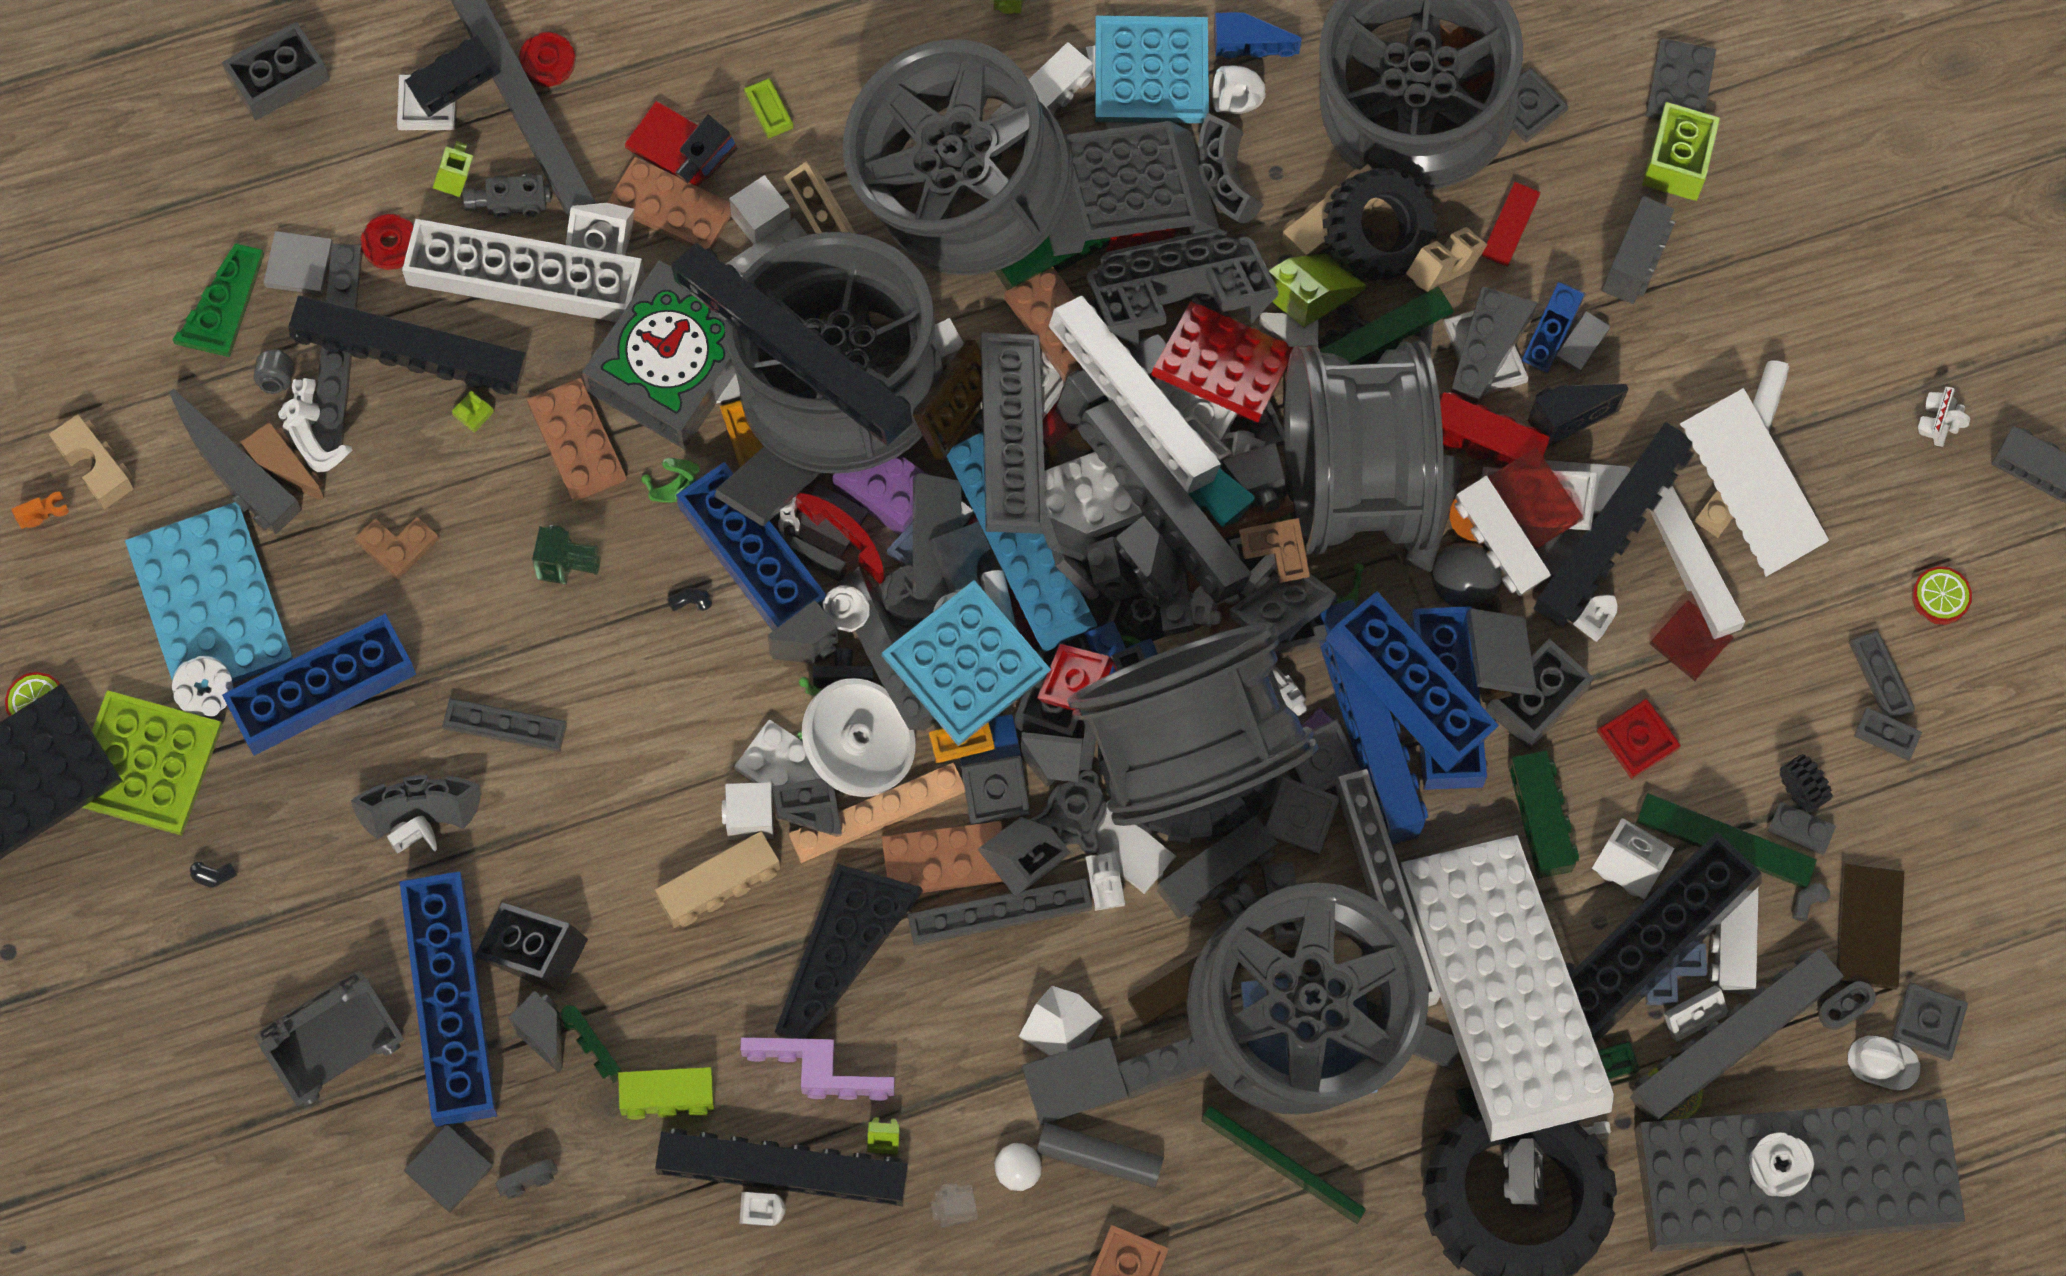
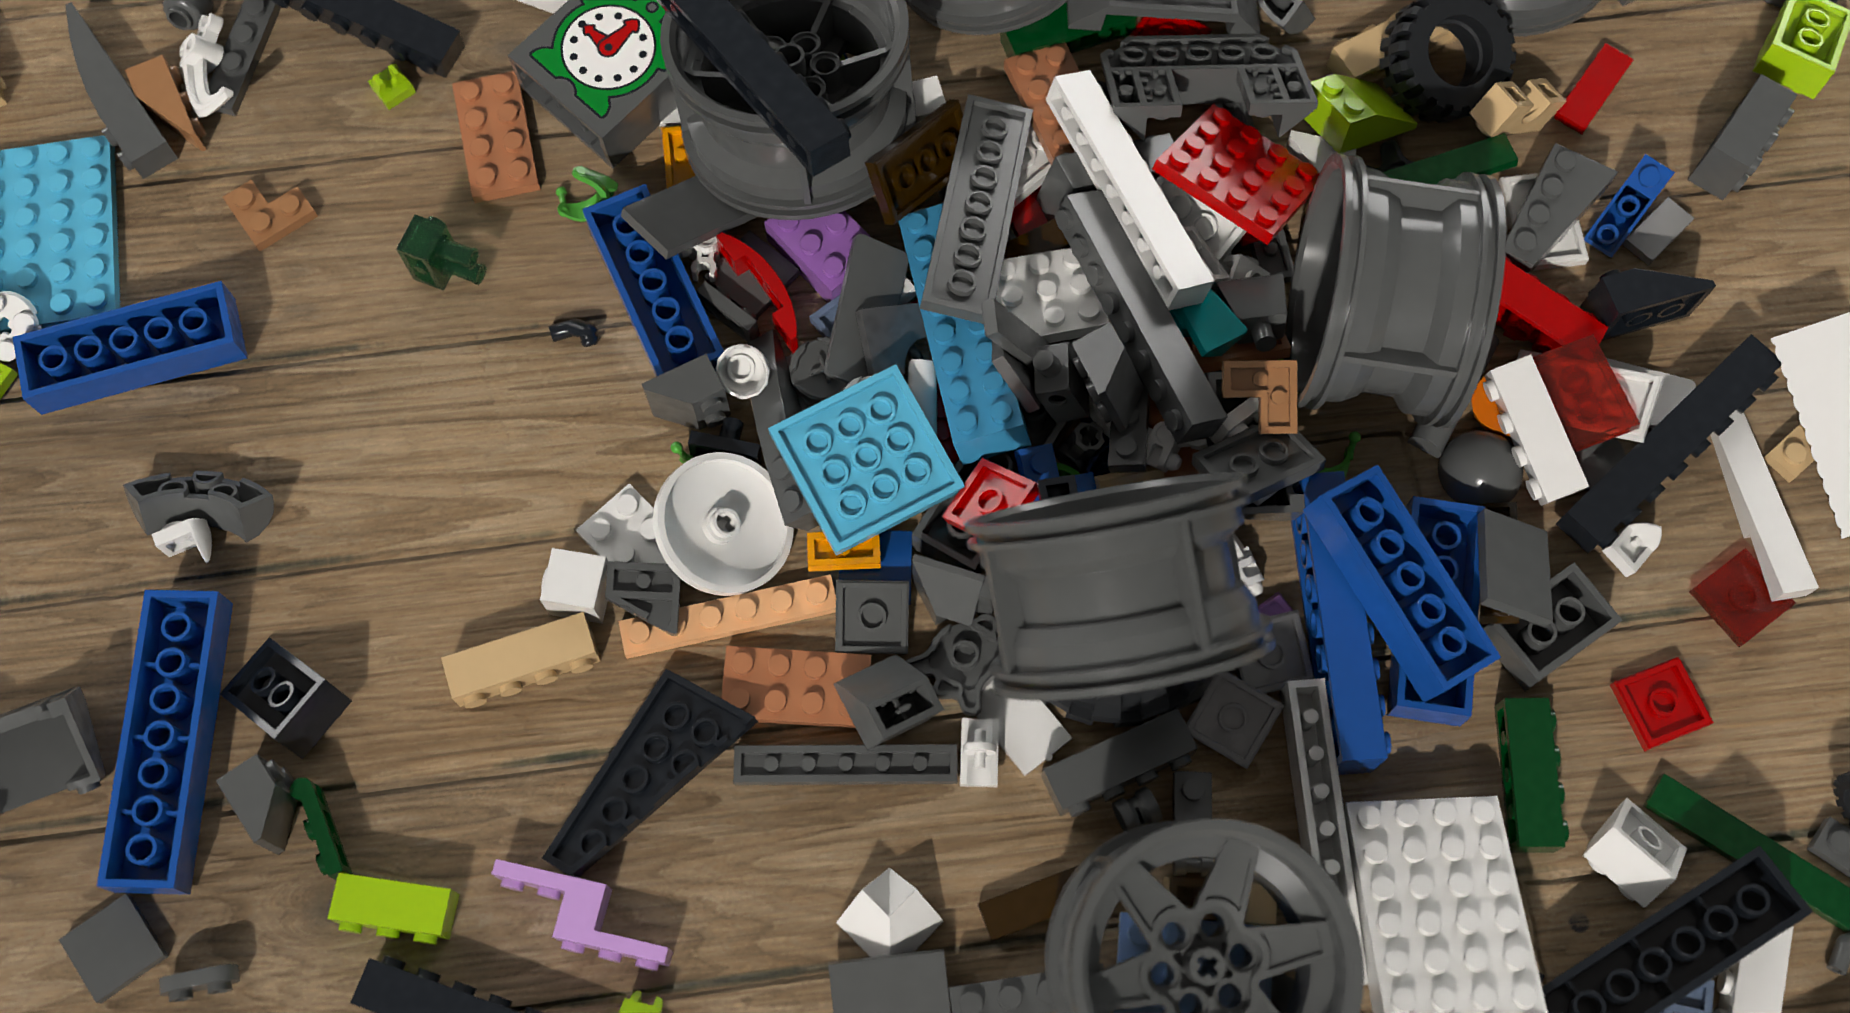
camera: 15 degrees right, 0 degrees up
(504, 725) = (330, 433): dark grey tile -> none

